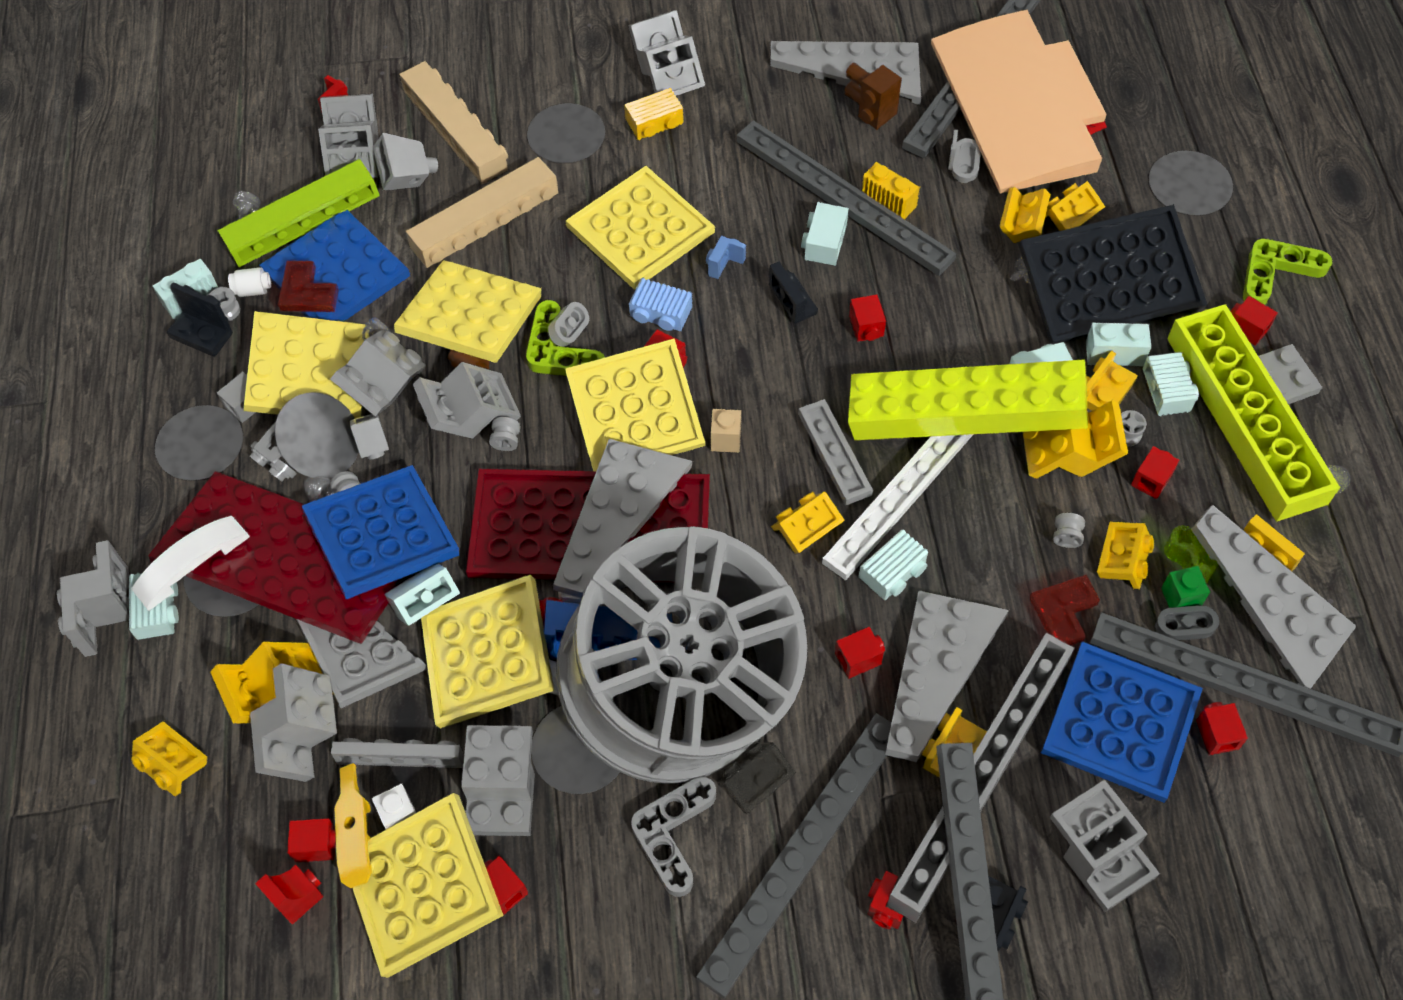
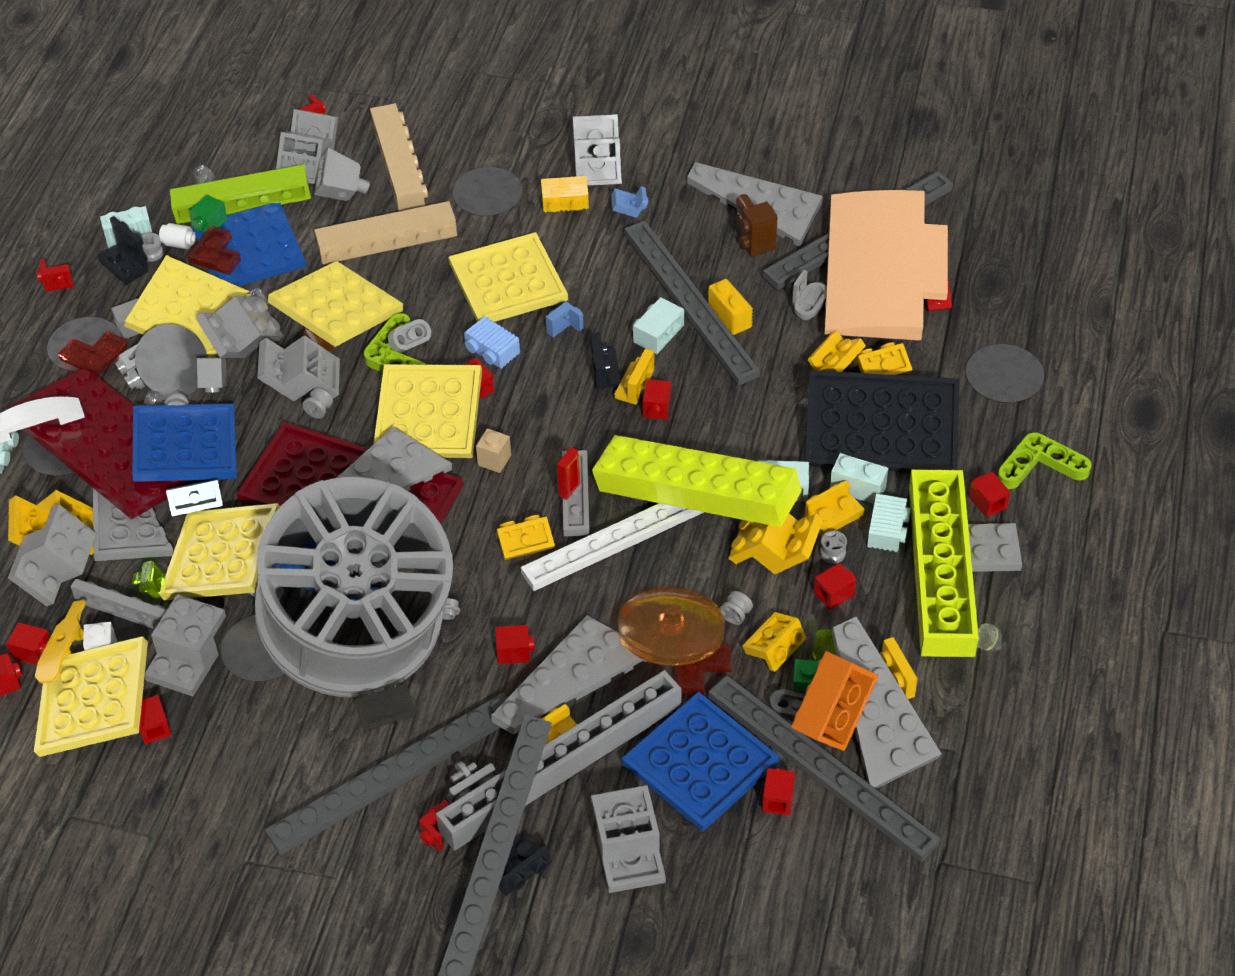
camera: 20 degrees right, 10 degrees down
(130, 373) = (55, 277): none -> red bracket
(221, 458) = (96, 357): none -> clear red plate
(277, 248) = (208, 213): none -> green brick
(416, 710) = (149, 579): none -> clear neon green tile
(660, 834) = (290, 723): light grey beam -> none
(726, 105) = (629, 203): none -> medium blue bracket
(831, 435) = (568, 473): none -> red tile
(833, 301) = (635, 378): none -> yellow bracket
(894, 565) = (576, 590): light aqua brick -> none
(905, 827) = (469, 782): none -> light grey hips
(1016, 575) = (671, 626): none -> clear orange dish
(1242, 610) = (834, 701): none -> orange brick

